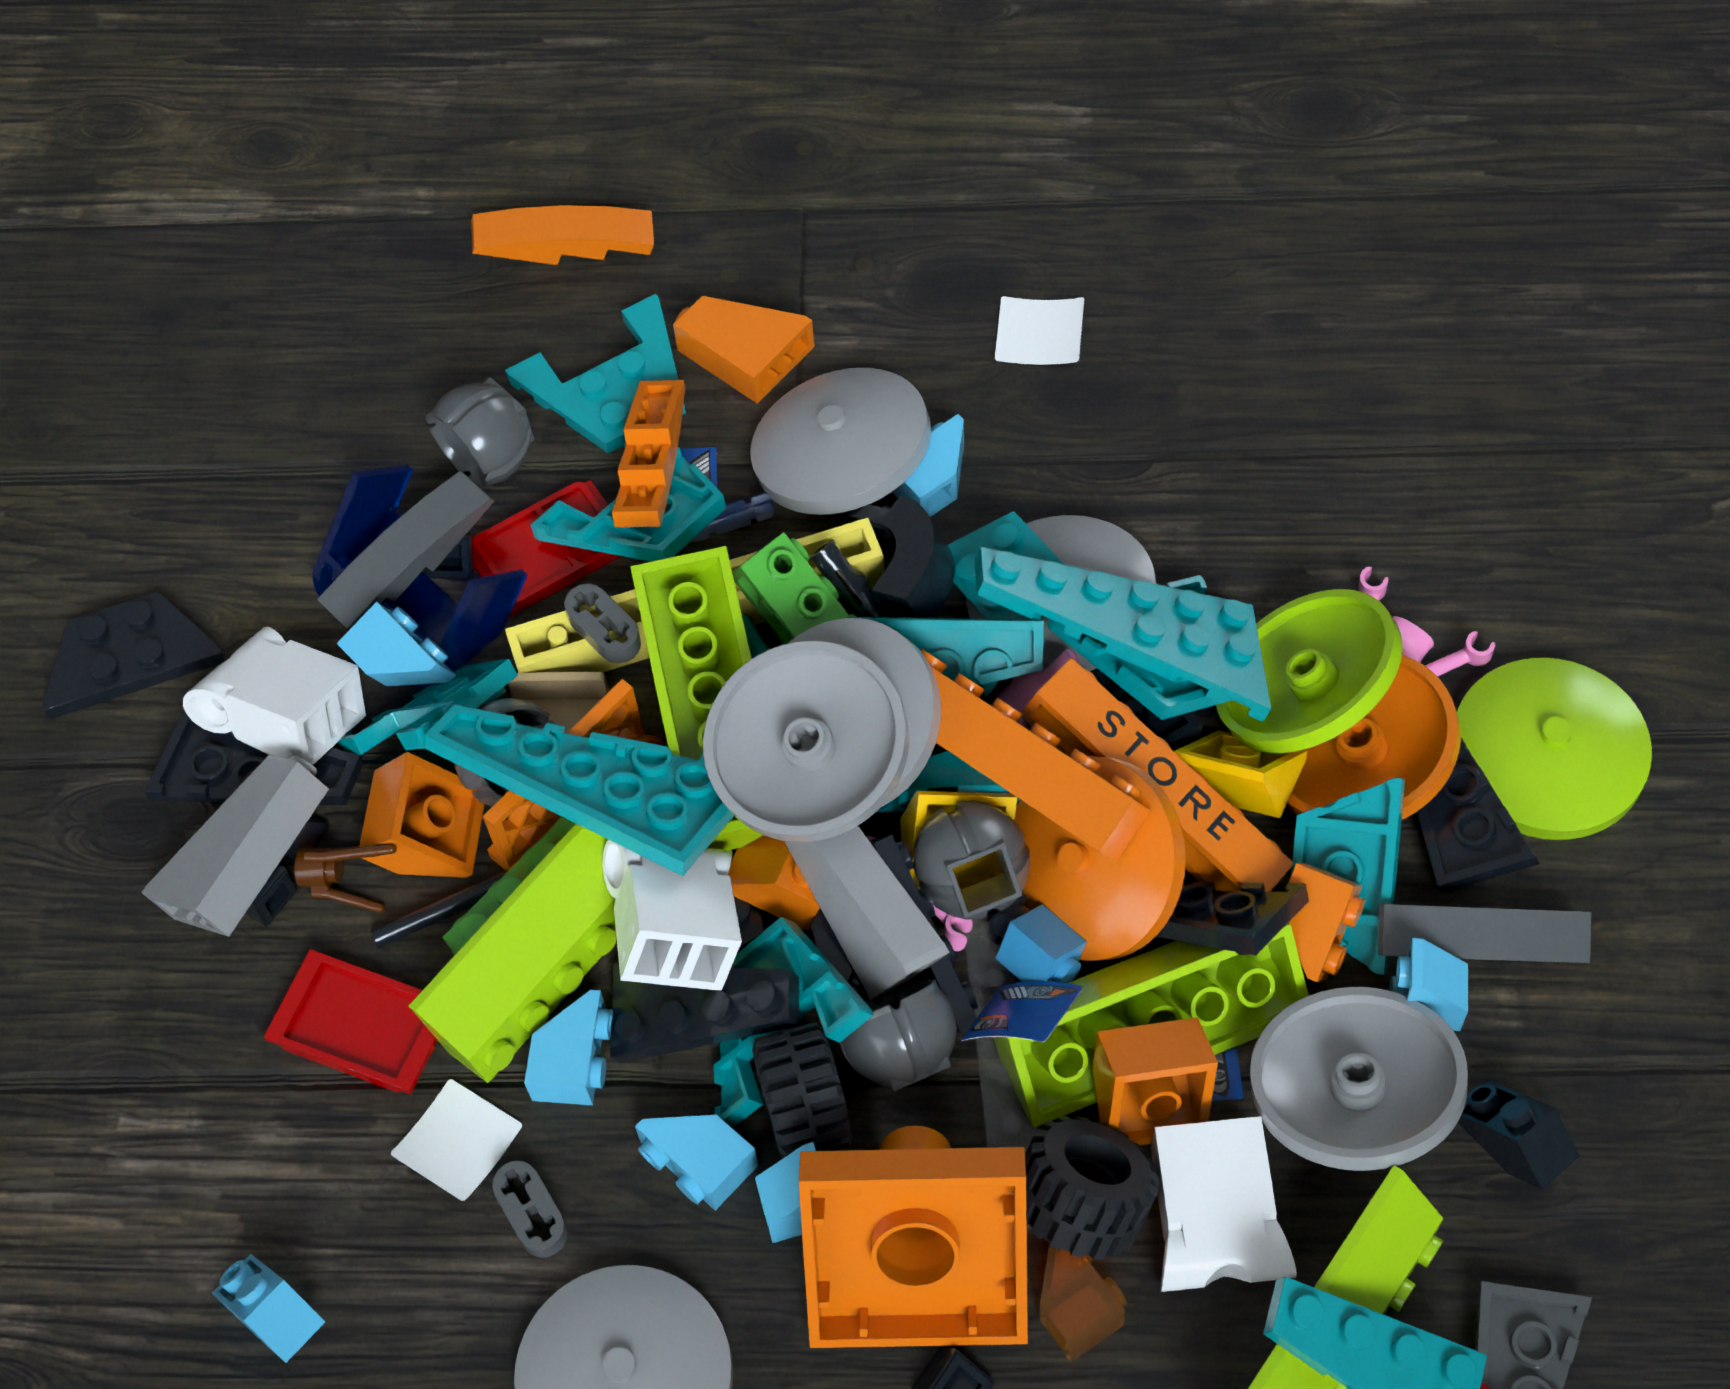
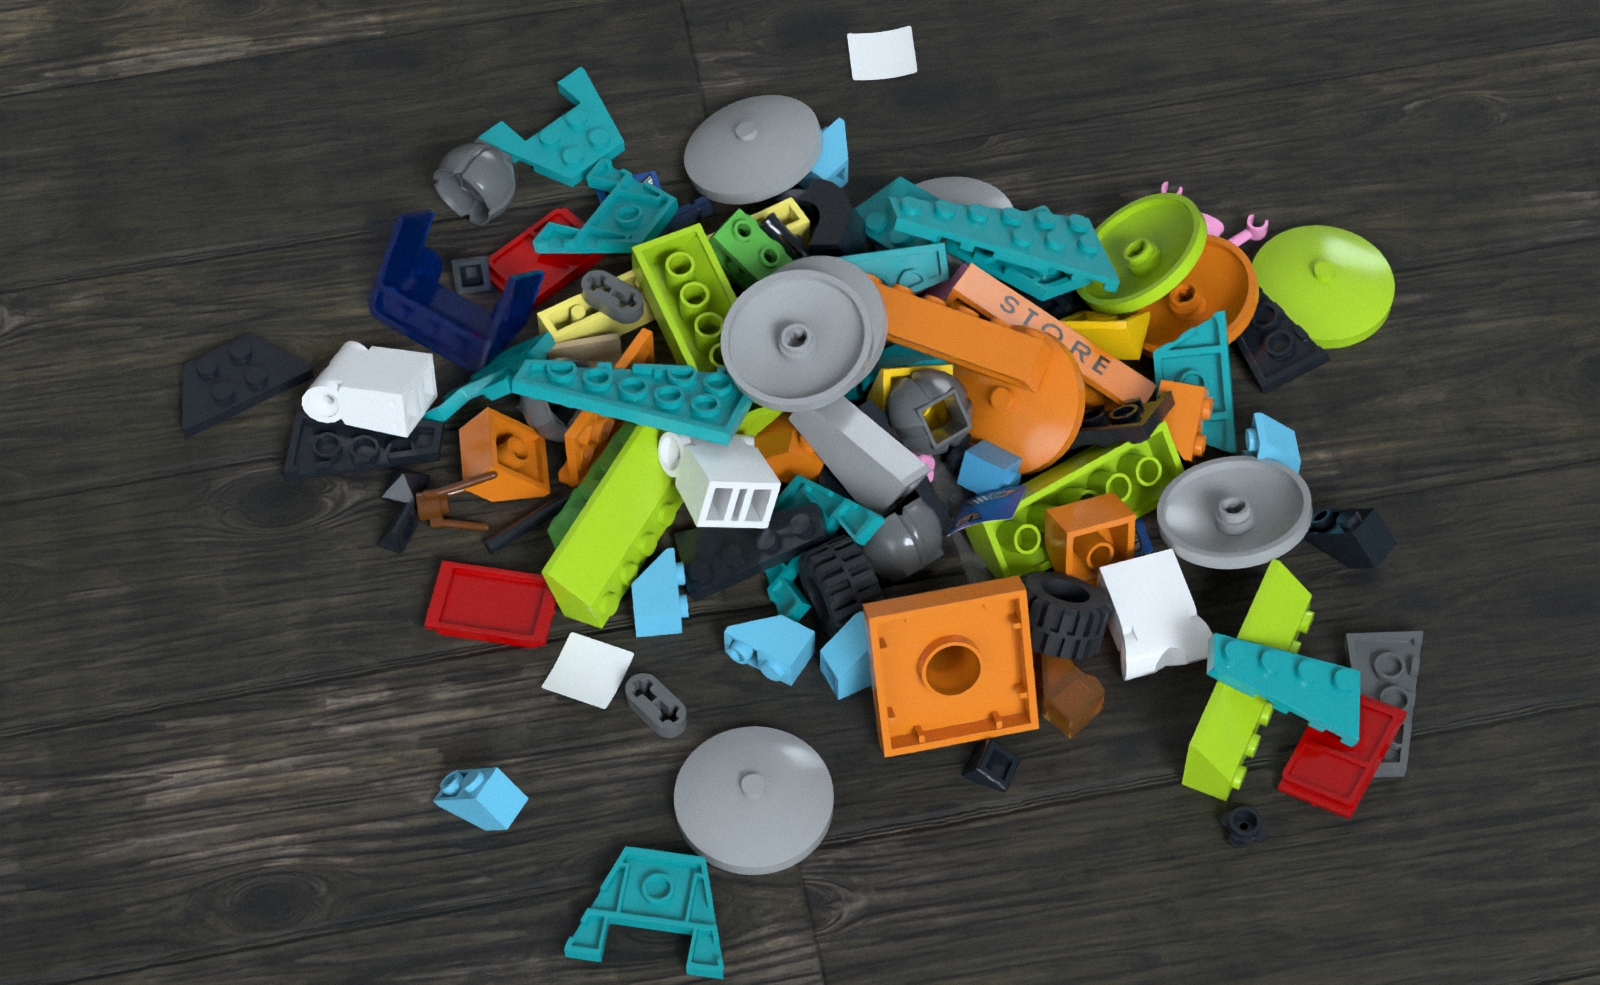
camera: 15 degrees left, 5 degrees down
(238, 847) = (372, 496): light grey slope -> none
(391, 652) = (457, 342): medium azure slope -> none
(405, 548) = (443, 270): dark grey slope -> none
(554, 231) = (488, 31): orange slope -> none
(649, 453) = (611, 177): orange slope -> none
(743, 342) = (658, 92): orange slope -> none
(1487, 932) = (1305, 409): dark grey slope -> none

